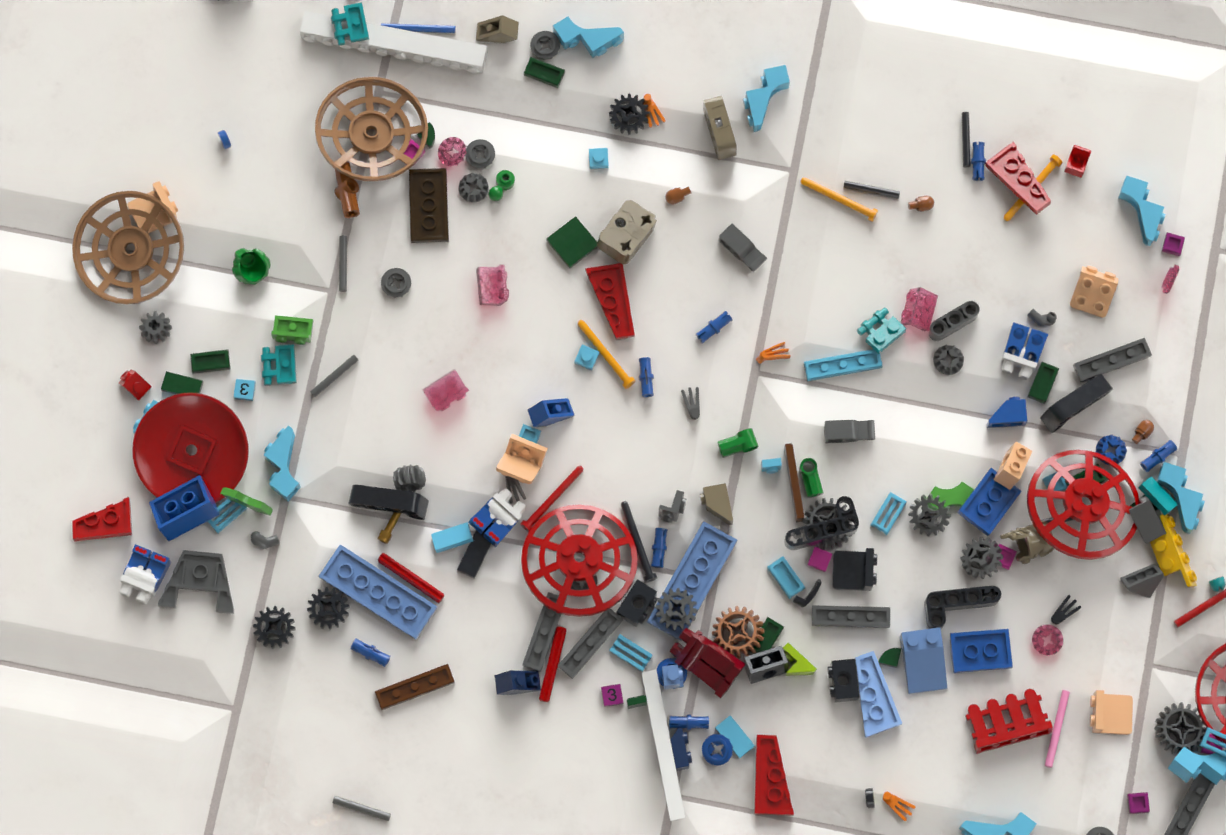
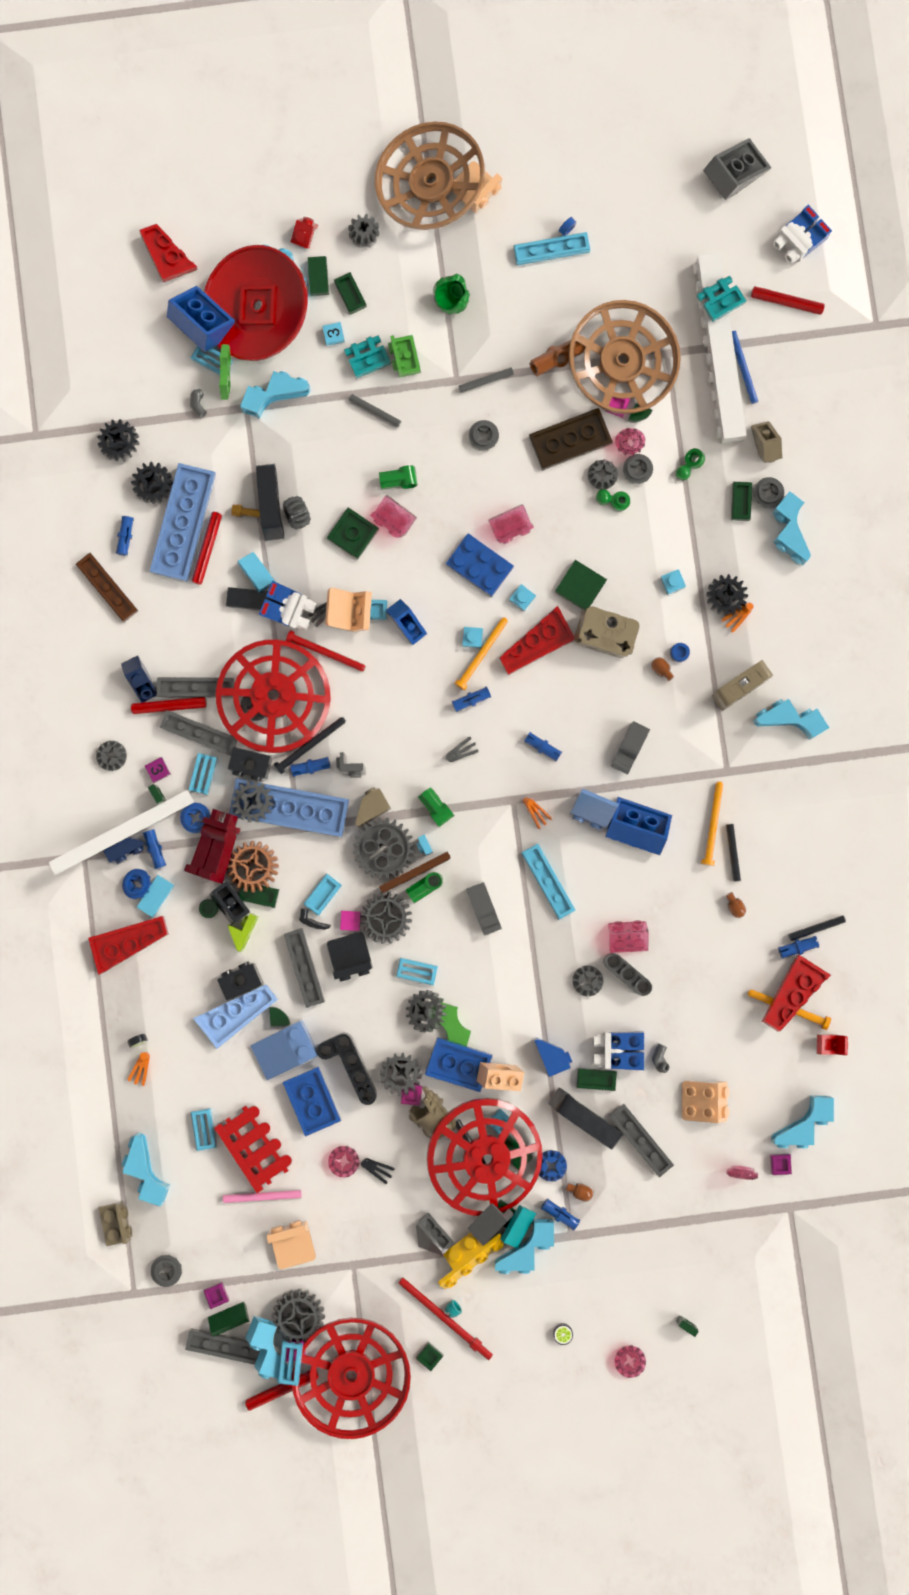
camera: 75 degrees right, 10 degrees up
(144, 573) = (129, 305): hips -> none
(199, 572) = (147, 356): dark grey wing -> none
(238, 161) = (551, 248): none -> medium azure tile
(409, 371) = (403, 477): none -> green piece
(446, 435) = (352, 533): none -> dark green tile
(497, 114) = (684, 471): none -> green plate
(519, 328) = (479, 565): none -> blue plate
(565, 299) = (522, 597): none -> medium azure plate
(573, 737) = (118, 750): none -> dark grey gear
(667, 174) = (680, 652): none -> blue tile
(672, 677) = (187, 819): medium blue brick -> none
(763, 690) = (208, 908): none -> dark green tile
(777, 499) = (394, 862): none -> dark grey gear
(790, 297) = (593, 809): none -> medium blue slope
(819, 264) = (639, 826): none -> blue slope
(820, 527) = (372, 912): black beam -> none
(886, 334) = (591, 912): plate -> none
(975, 771) = (211, 1129): none -> medium azure tile
(1164, 796) = (228, 1319): none -> dark green tile

